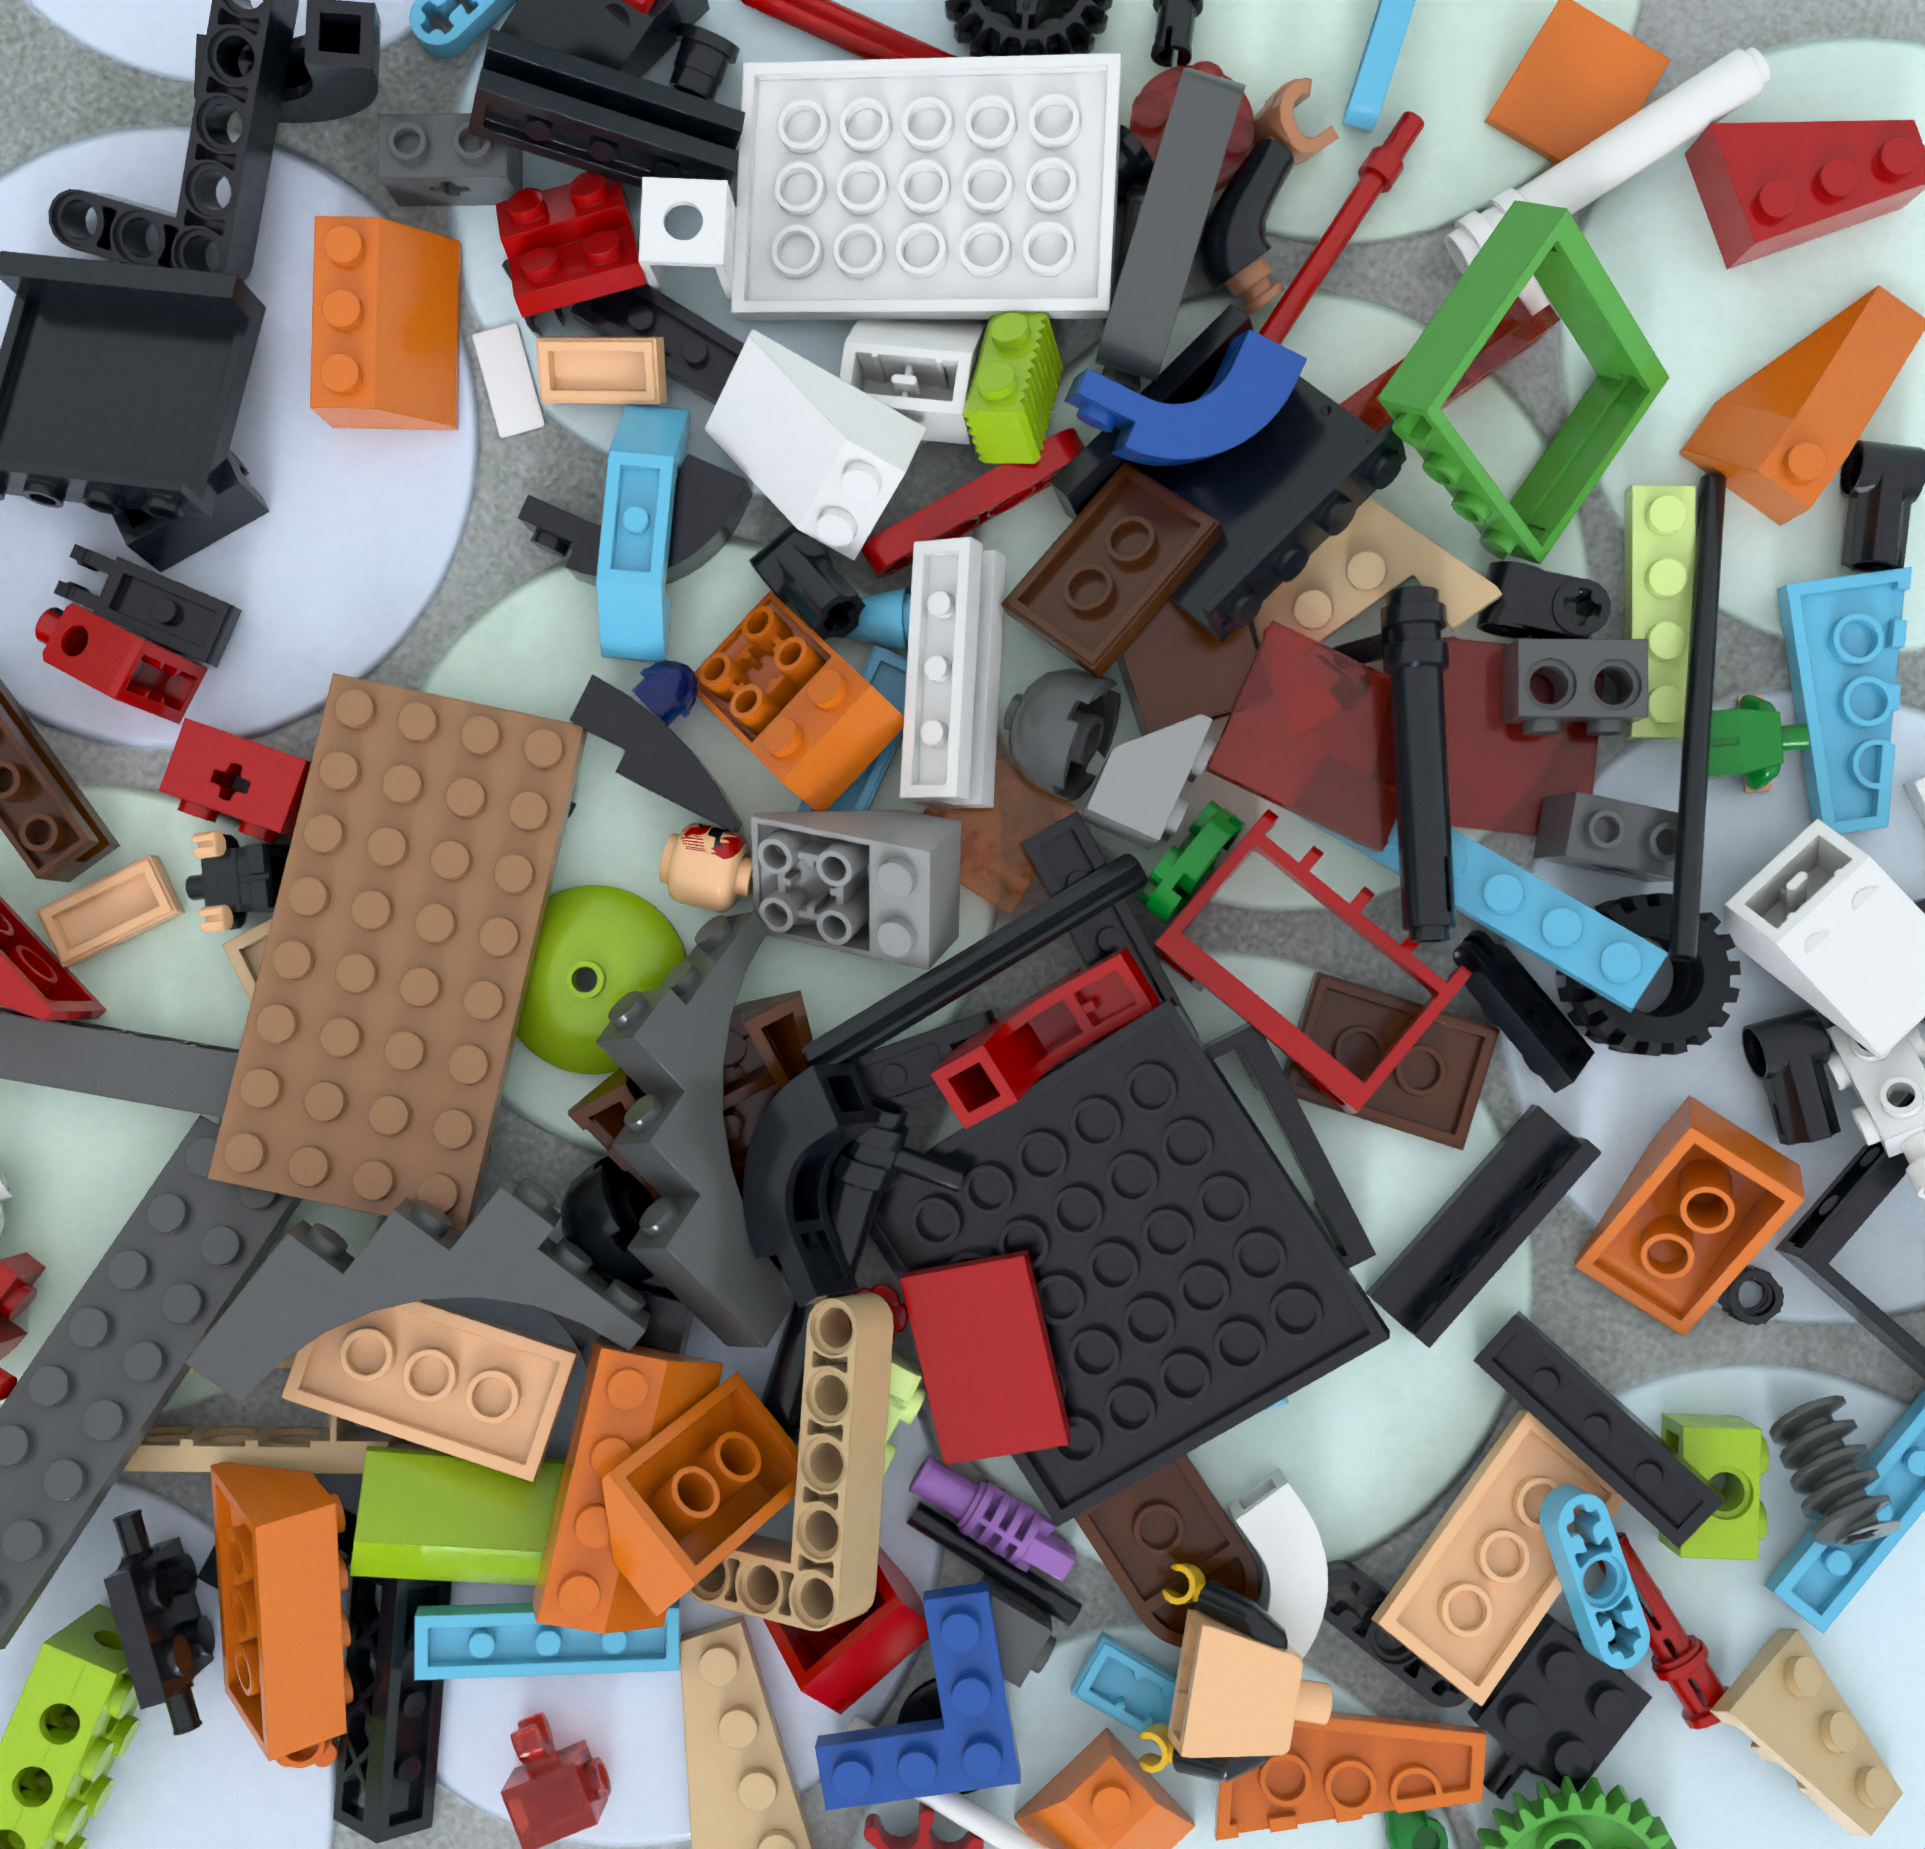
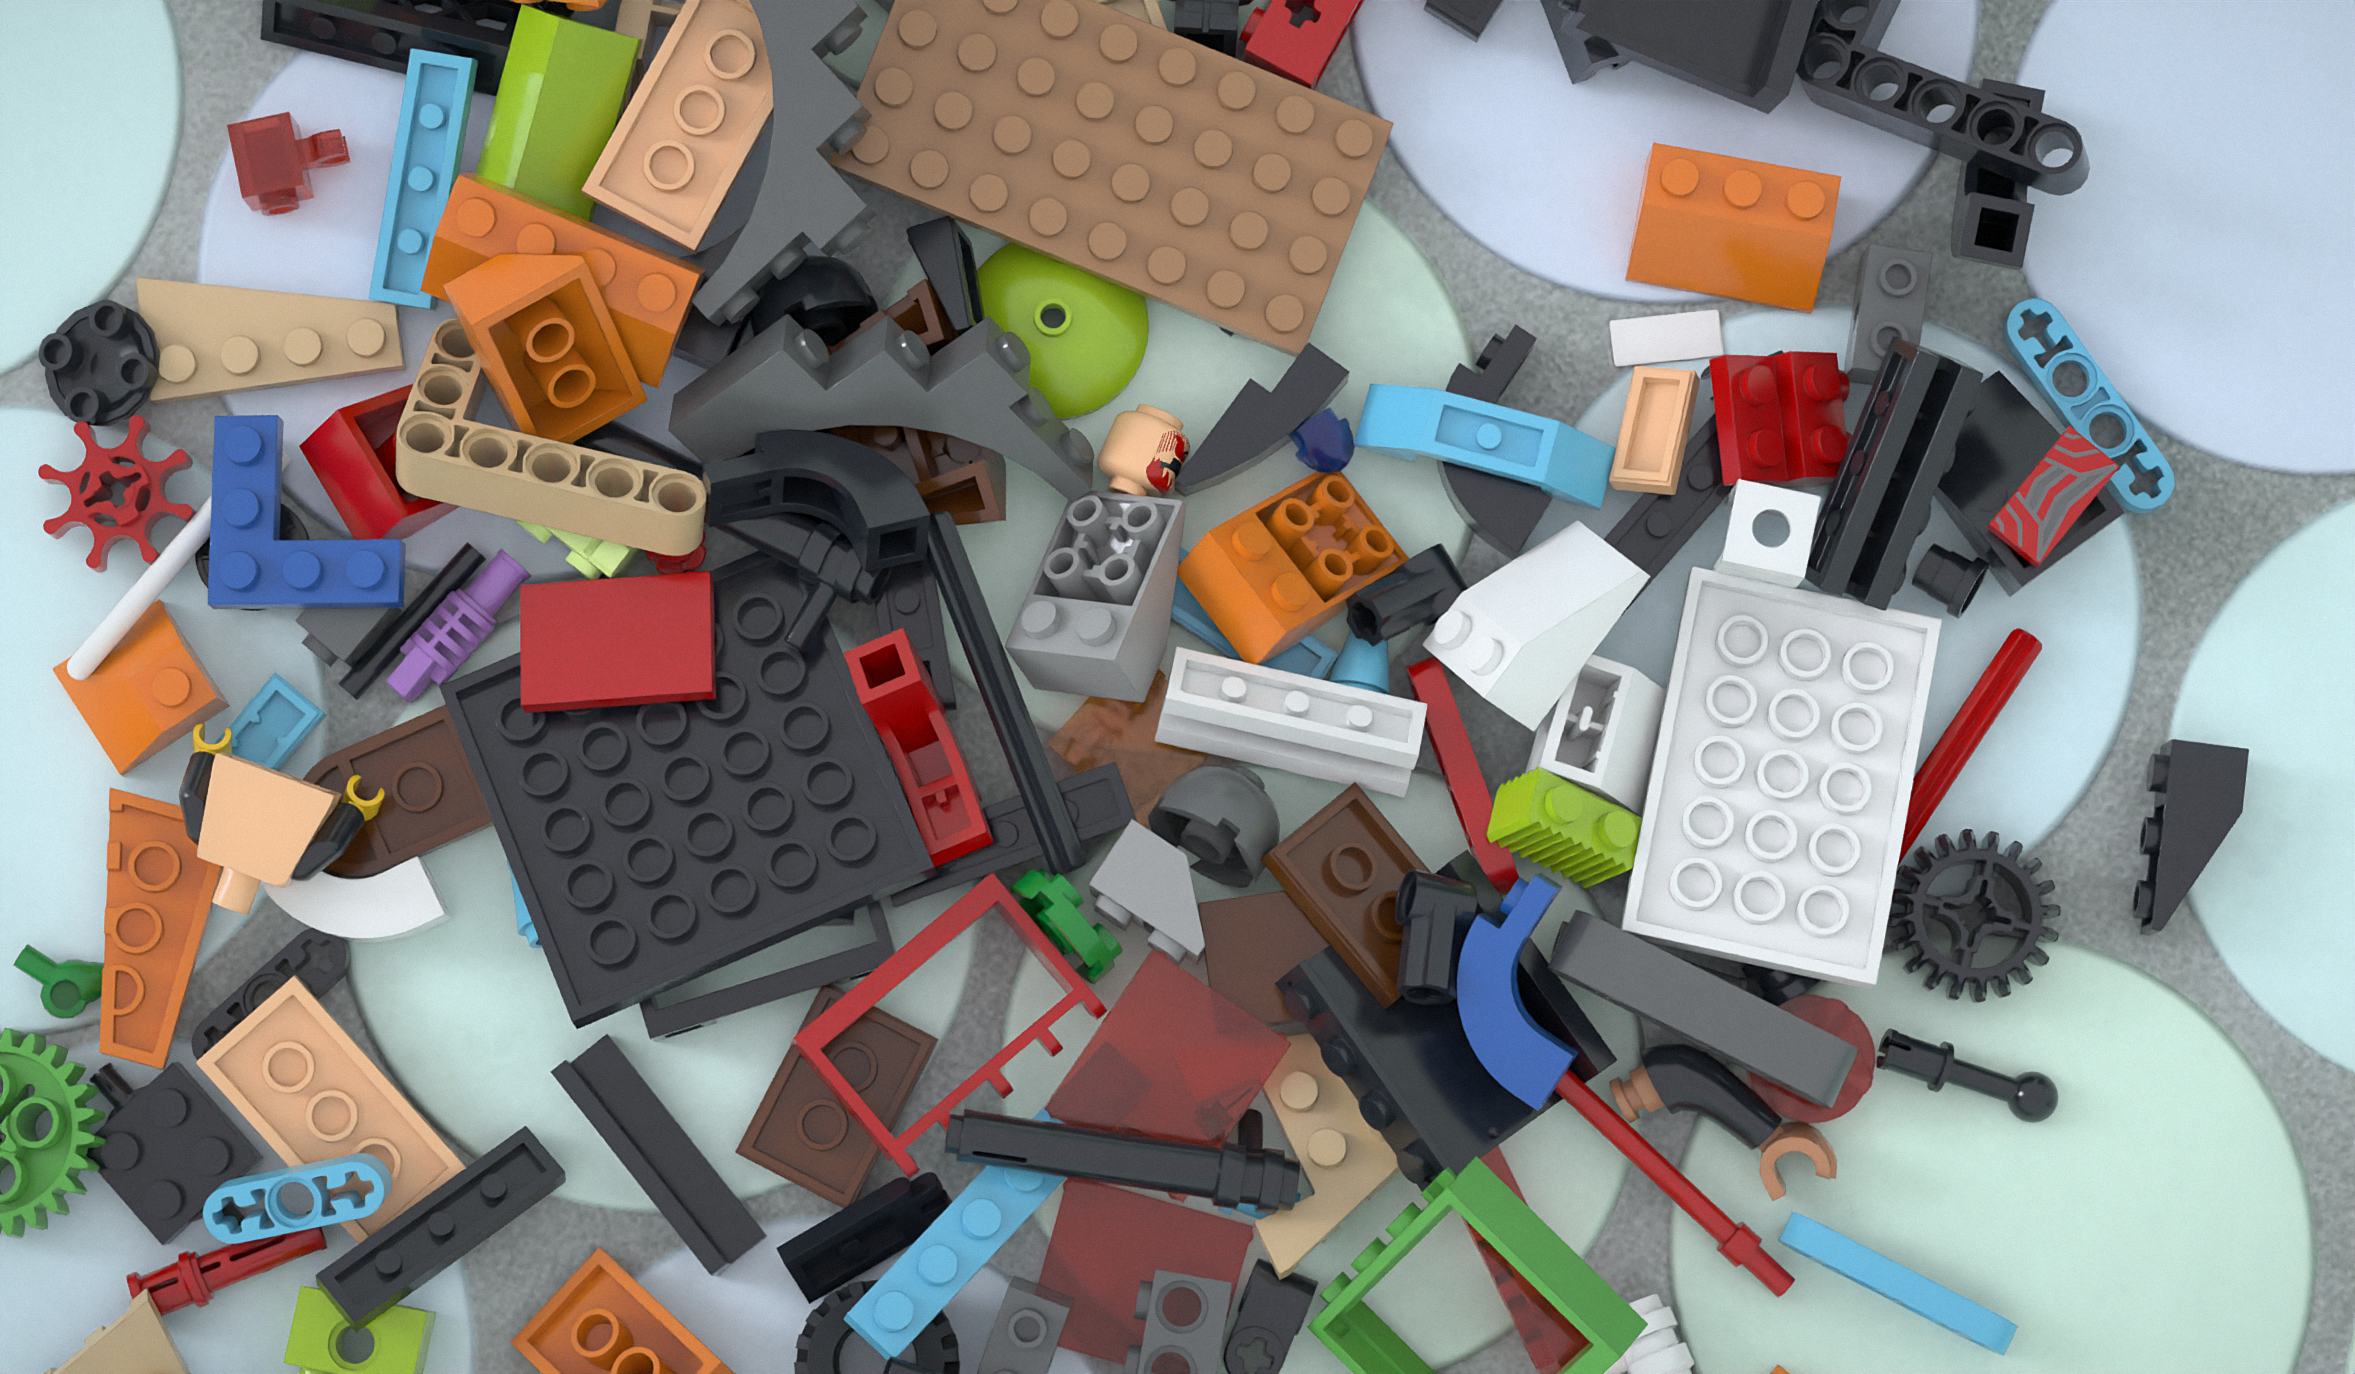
camera: 95 degrees right, 5 degrees down
(551, 1091) = (951, 269): none -> black slope
(1130, 494) = (1435, 920): none -> black piece

